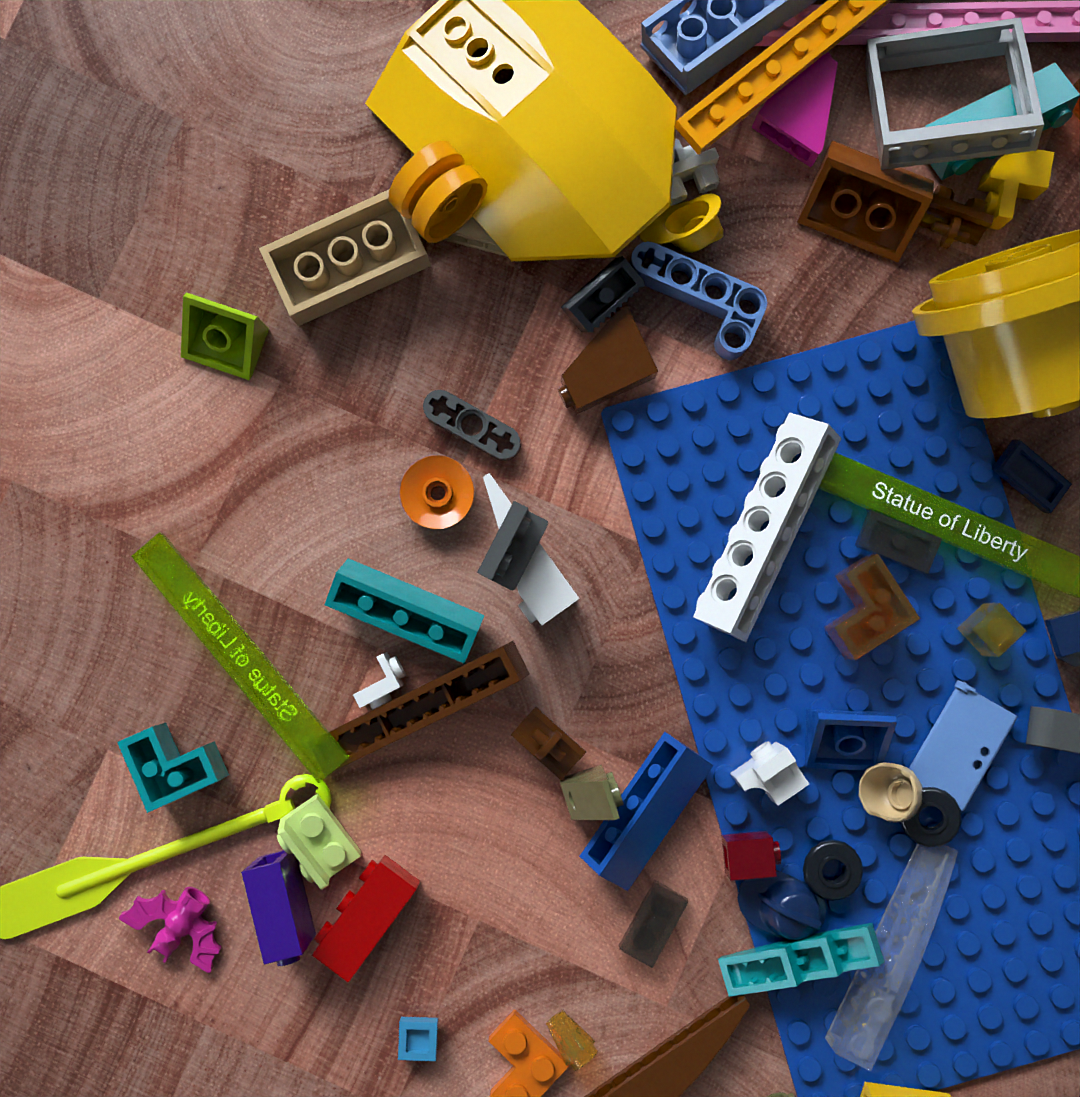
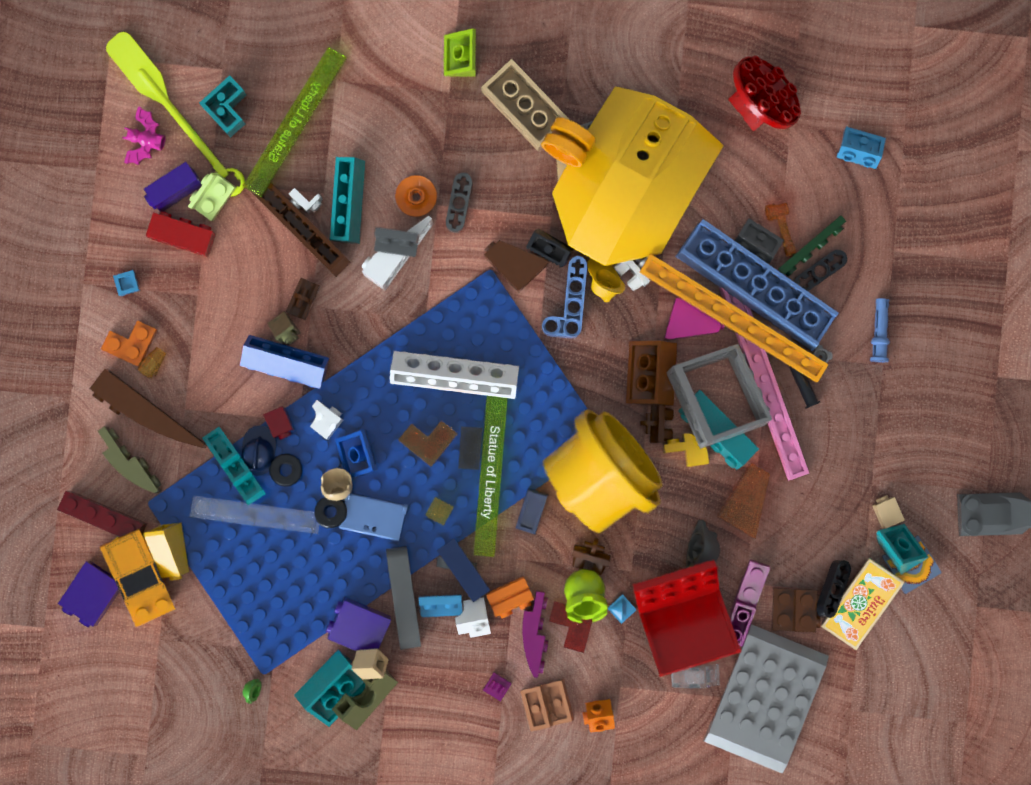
camera: 70 degrees right, 0 degrees up
(653, 923) = (226, 386): clear smoke plate -> none

